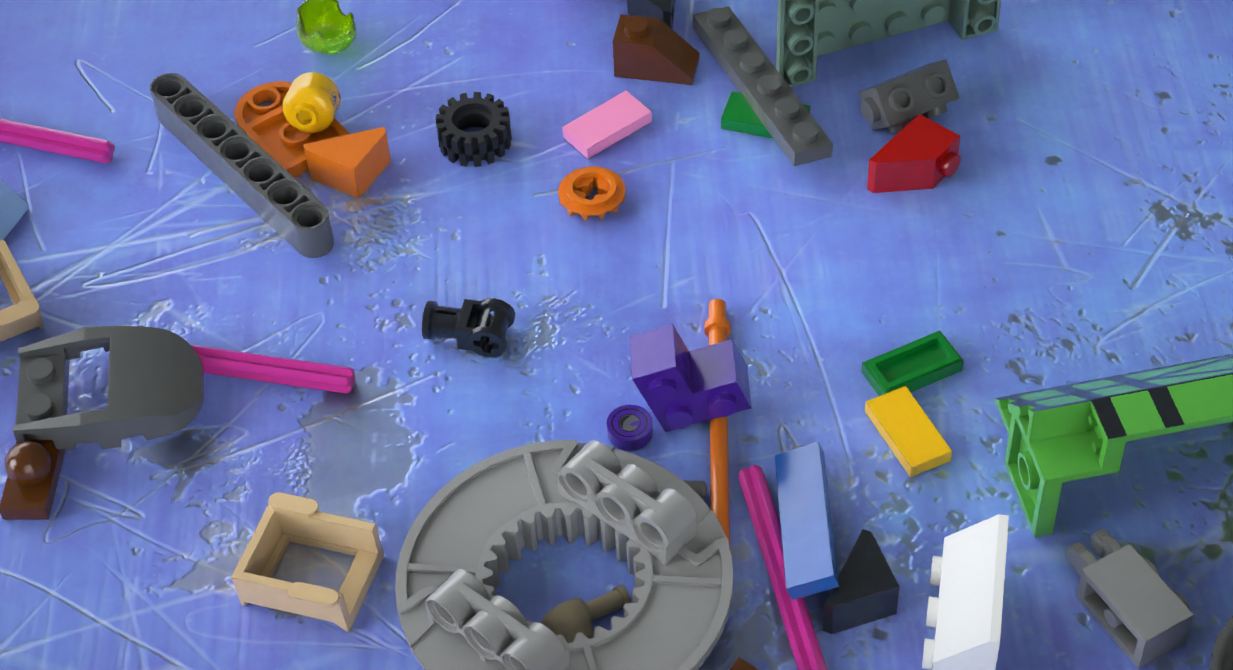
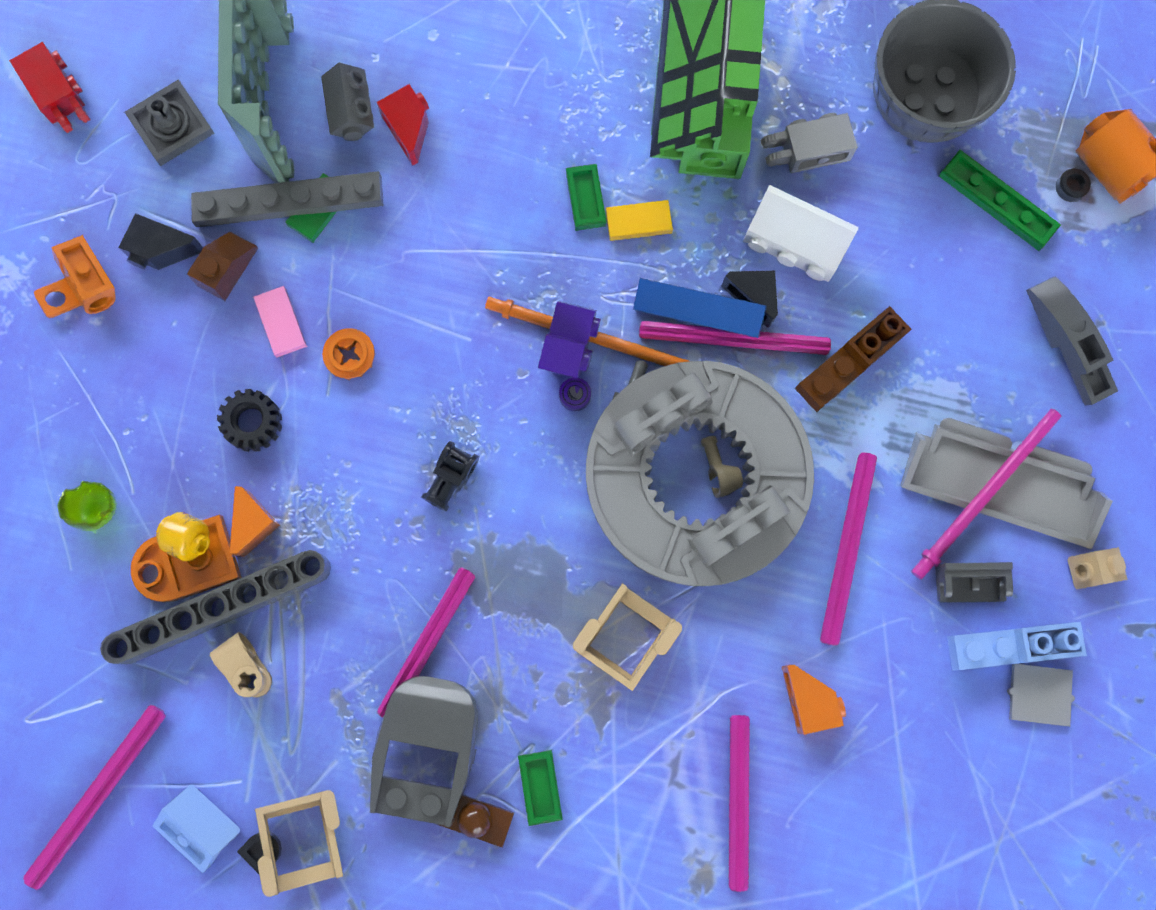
camera: 80 degrees left, 30 degrees up
(85, 534) = (540, 787): none -> green tile
(174, 200) = (238, 661): none -> tan piece

